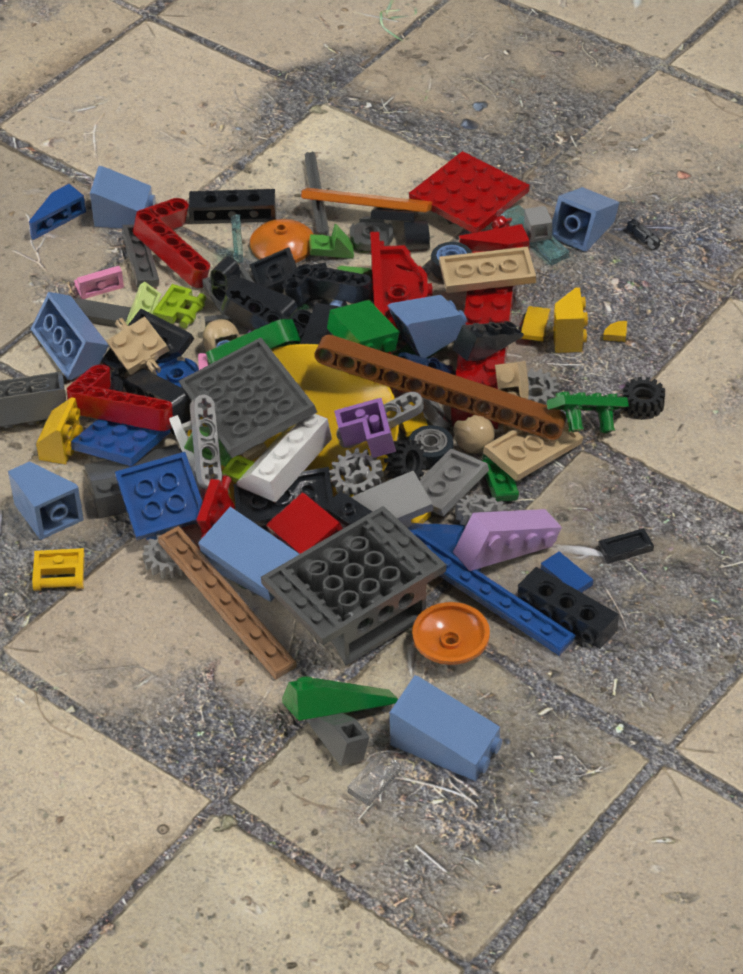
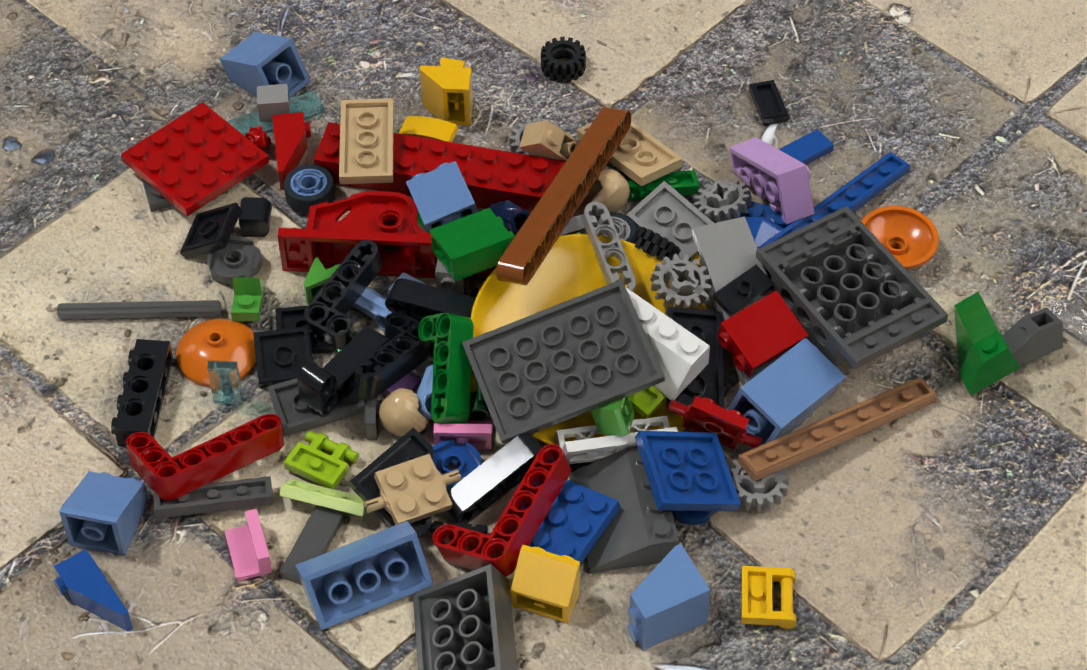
camera: 85 degrees left, 5 degrees up
(201, 441) = (635, 403): light grey beam -> none
(366, 200) = (187, 251): orange tile -> none
(366, 423) = (640, 242): medium lavender brick -> none
(443, 730) = (1022, 260): medium blue slope -> none
(483, 340) = (488, 152): black slope -> none
(569, 607) = (857, 150): black brick -> none
(579, 402) = (595, 89): green plate -> none
(643, 234) = (300, 27): black axle -> none

